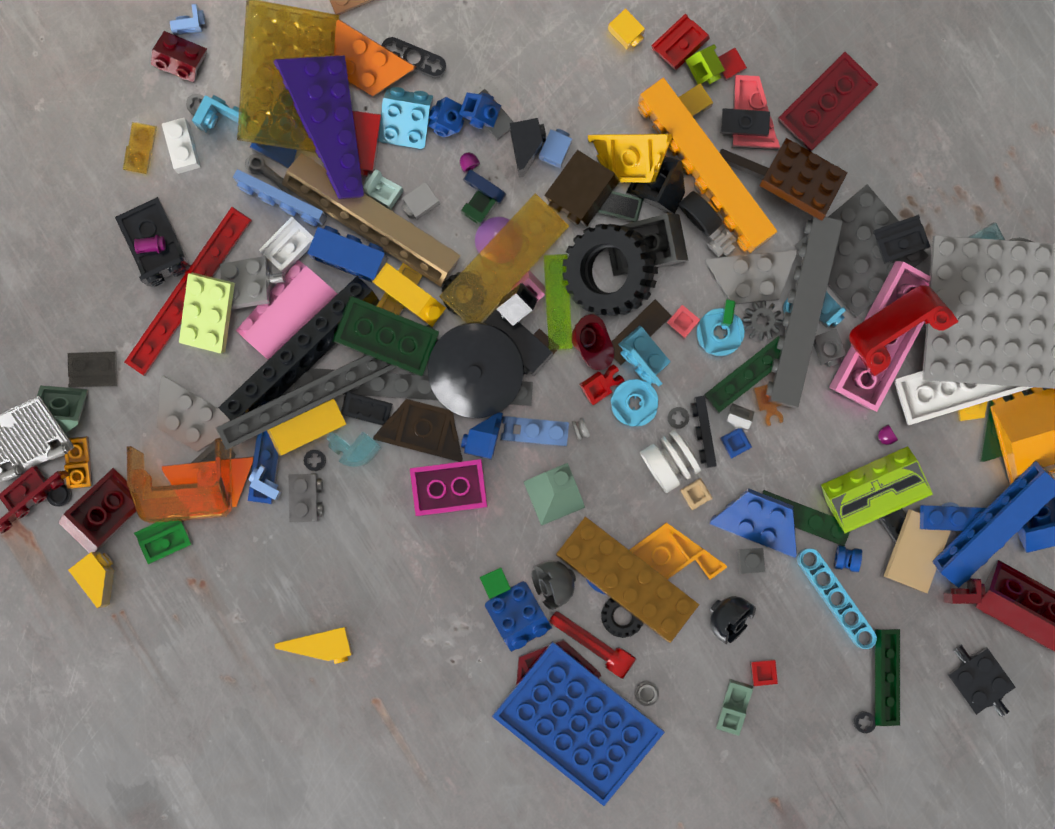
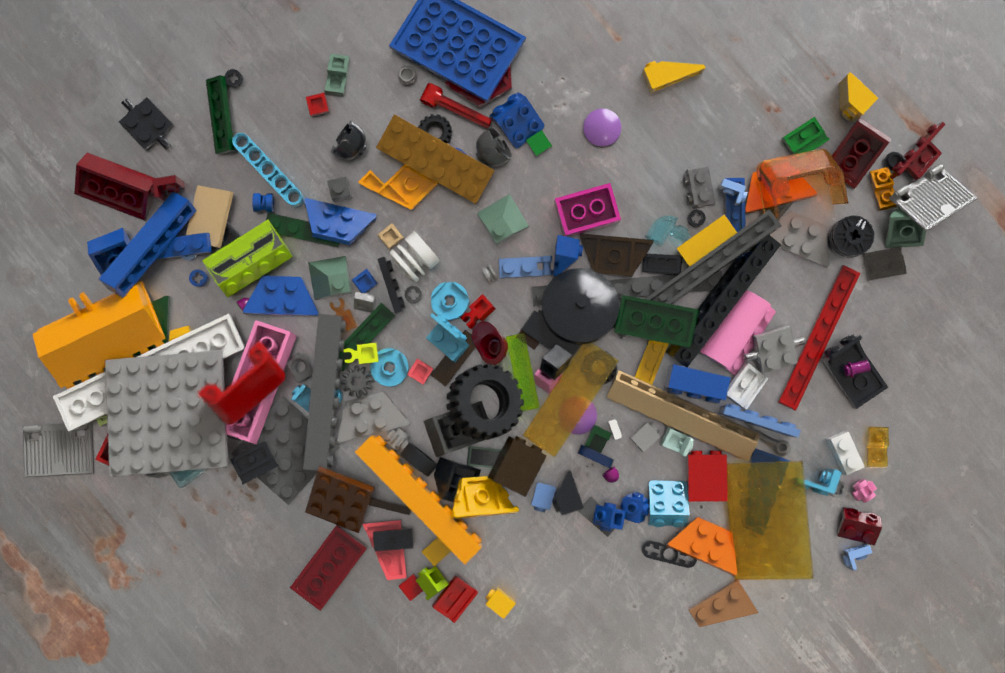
camera: 170 degrees right, 0 degrees up
(143, 401) = (841, 242): none -> black wheel
(165, 97) = (864, 490): none -> bright pink gear
(206, 312) = (802, 320): yellowish green plate -> none
(325, 108) = (735, 499): dark purple wing -> none
(409, 295) = (643, 357): yellow slope -> none
(413, 591) = (602, 127): none -> medium lavender dish
(456, 216) = (614, 429): none -> white tile
(728, 313) = (385, 382): green tile -> none
(747, 352) = (365, 353): none -> neon yellow plate
(777, 454) = (330, 277): none -> sand green slope
(841, 437) = (281, 297): none -> blue wing
(945, 483) = (194, 274): none -> blue bush

